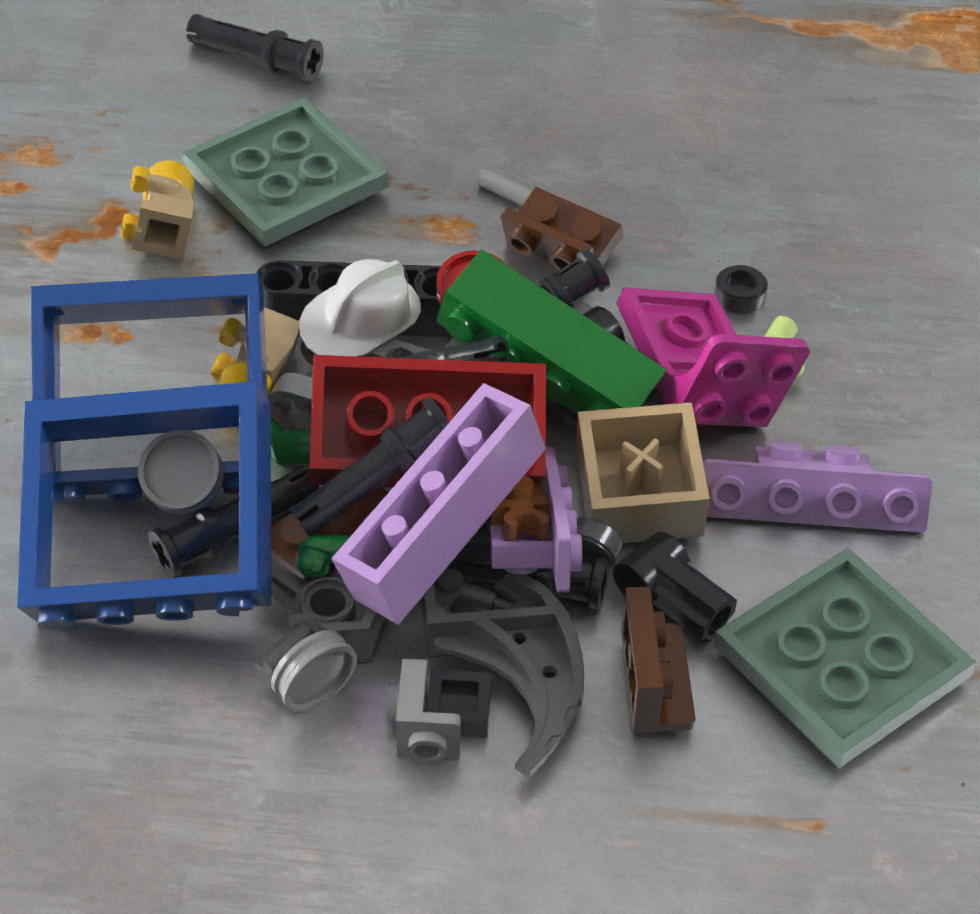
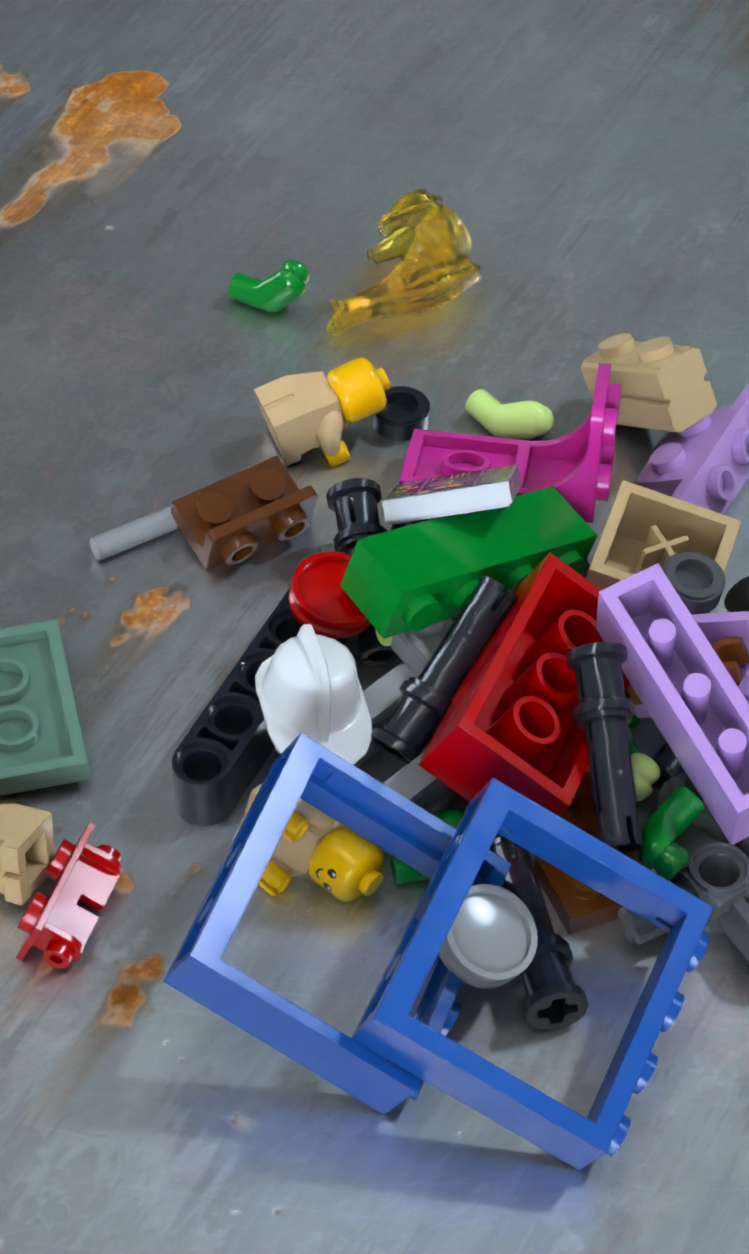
camera: 65 degrees left, 0 degrees up
(130, 262) = (55, 920): none -> hinge
(600, 306) = (451, 495): none -> tile
(604, 480) = (696, 580): none -> dark grey tile
(687, 226) = (312, 408): none -> tan piece
(816, 173) = (274, 292): none -> green arm
(849, 404) = (658, 382): none -> tan brick
(905, 241) = (432, 269): none -> clear yellow hair

